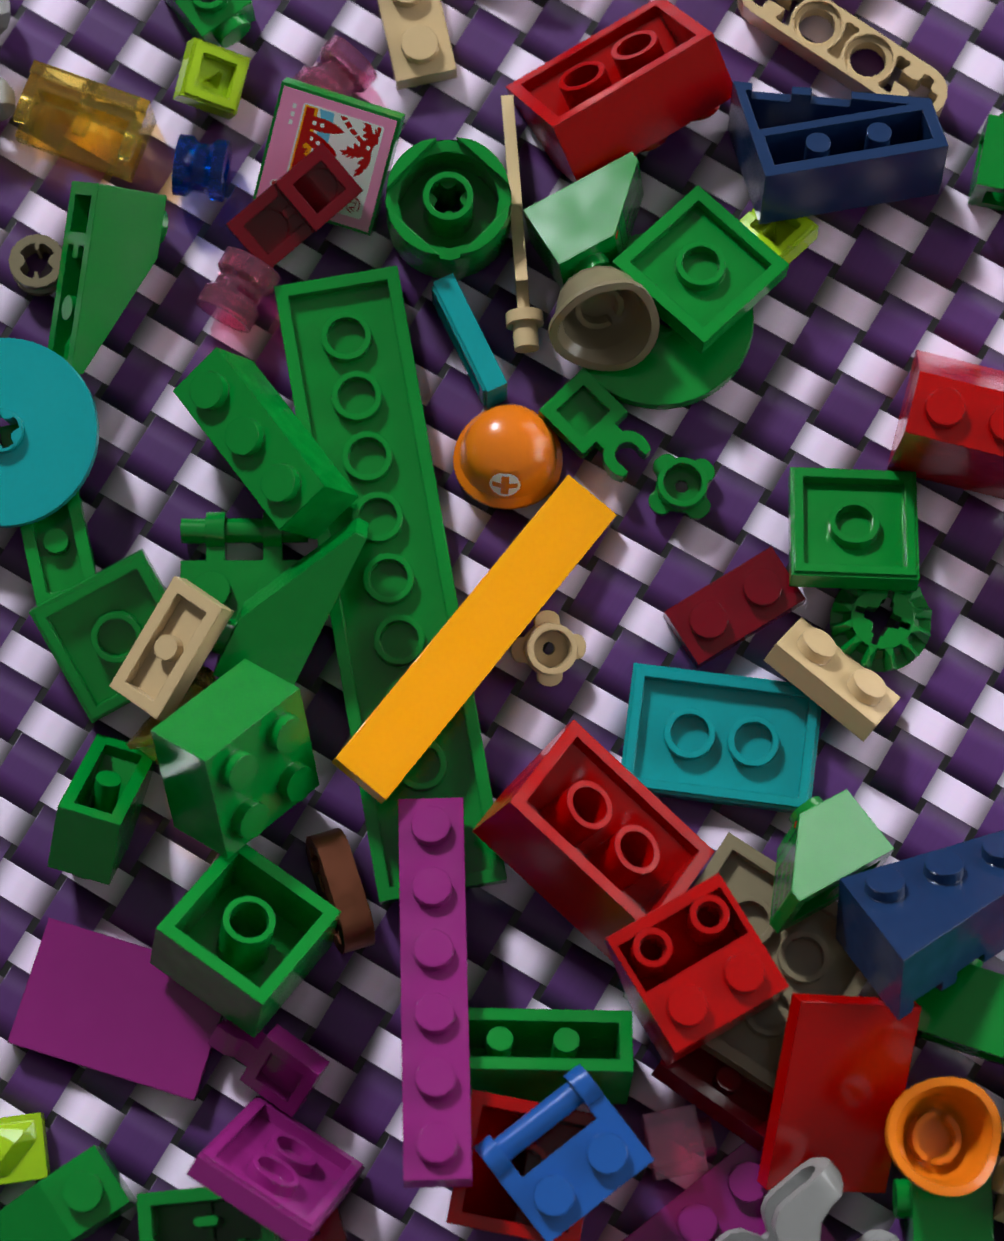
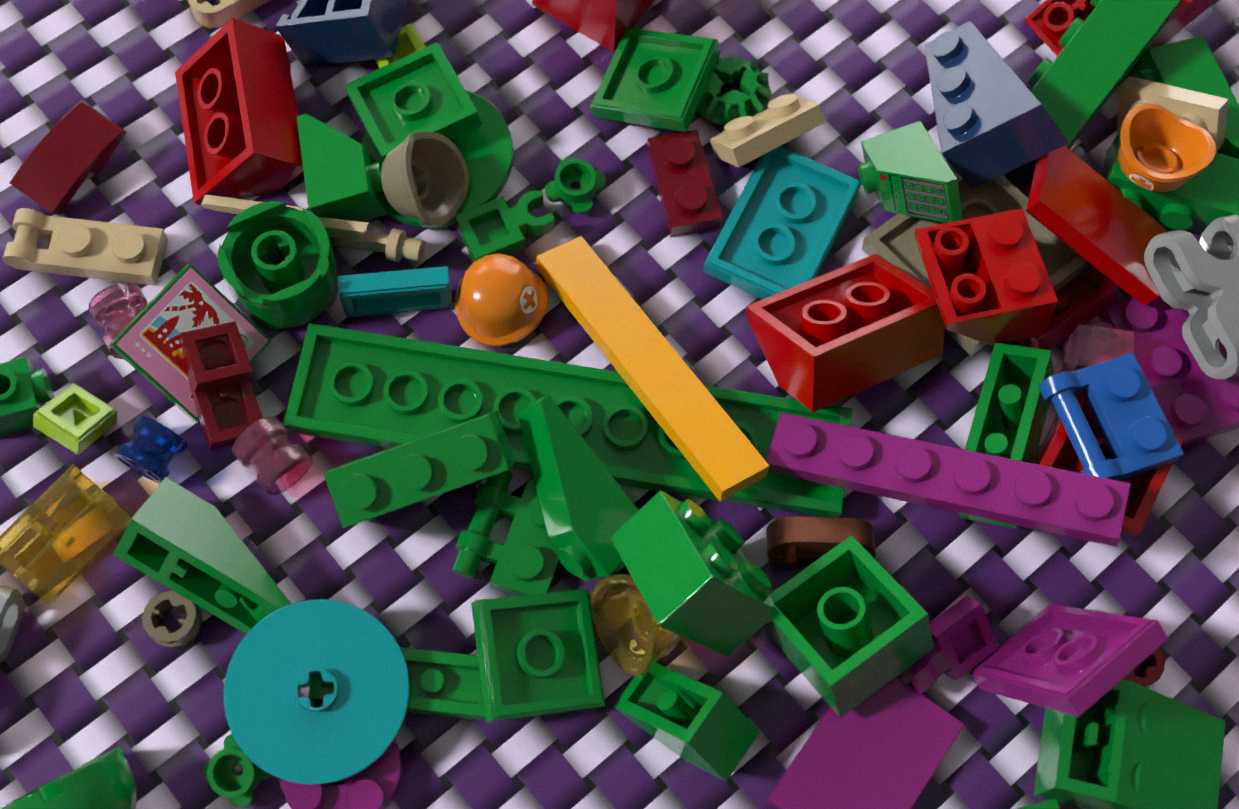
camera: 75 degrees left, 10 degrees down
(171, 648) = (574, 602): tan plate -> none
(566, 646) = (679, 311): tan plate -> none

